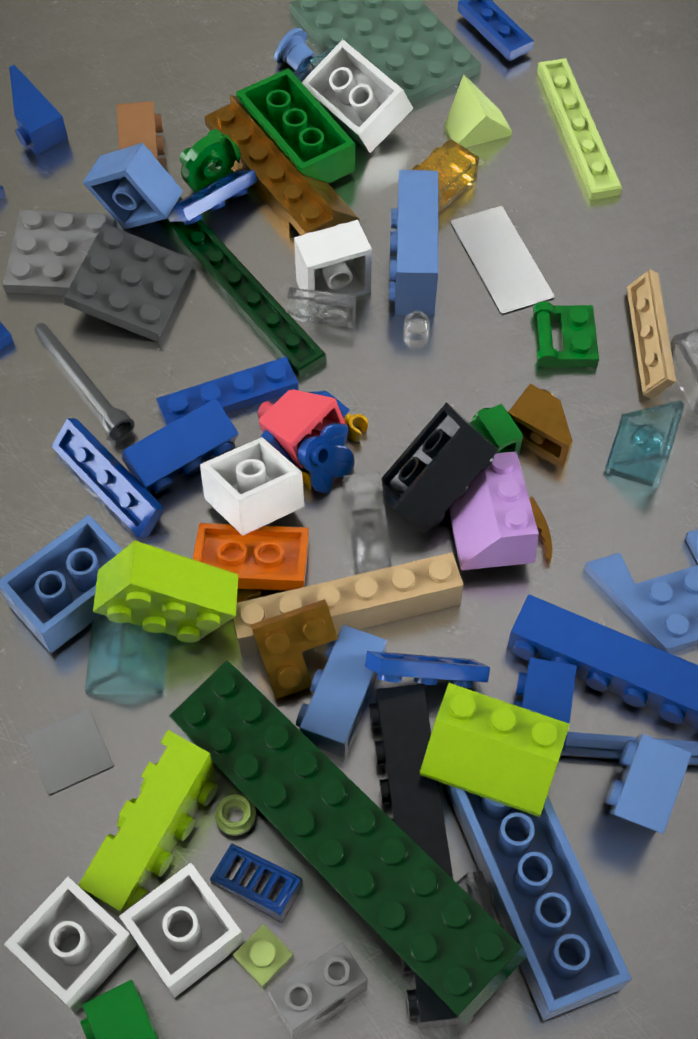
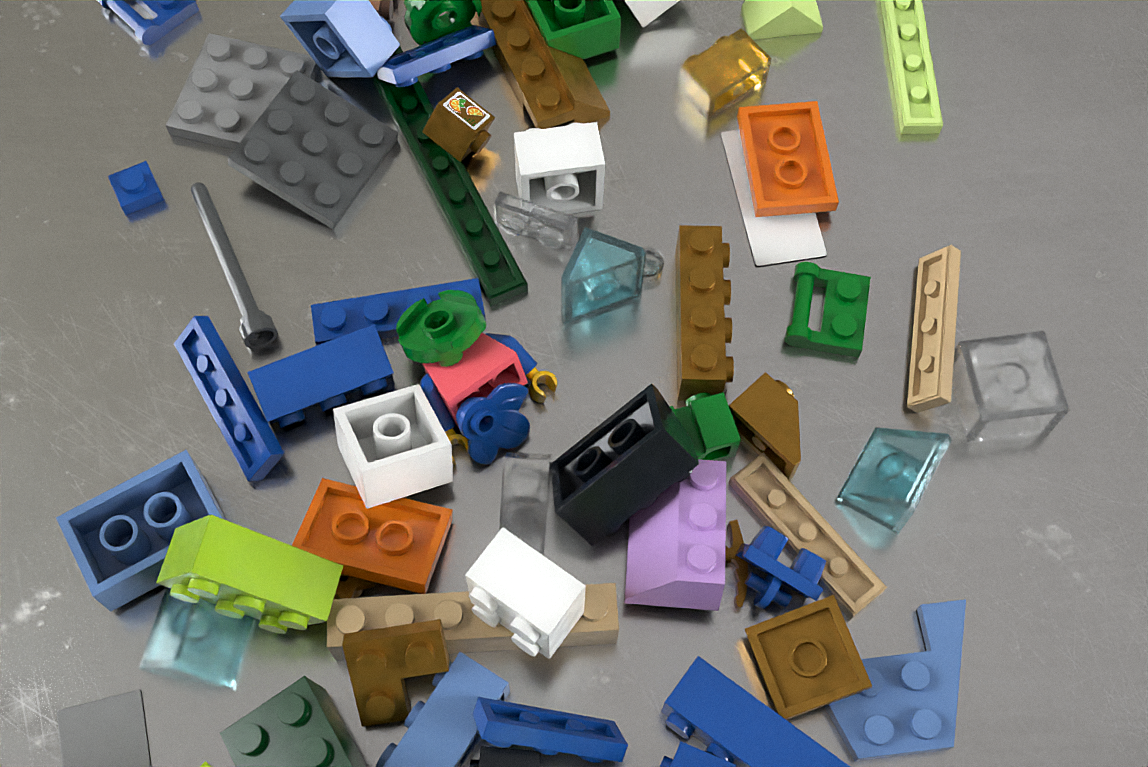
camera: 10 degrees right, 5 degrees up
(244, 244) = (459, 125): none -> pearl gold brick
(269, 393) = (440, 328): none -> green plate
(386, 335) = (600, 275): none -> clear light blue slope
(390, 561) = (525, 594): none -> white brick
(414, 243) = (664, 159): medium blue brick -> none
(468, 349) = (700, 312): none -> pearl gold brick
(507, 230) = (787, 159): none -> orange plate
(589, 500) = (791, 514): none -> tan tile
(590, 528) = (800, 577): none -> blue hips
(612, 582) = (808, 658): none -> pearl gold plate

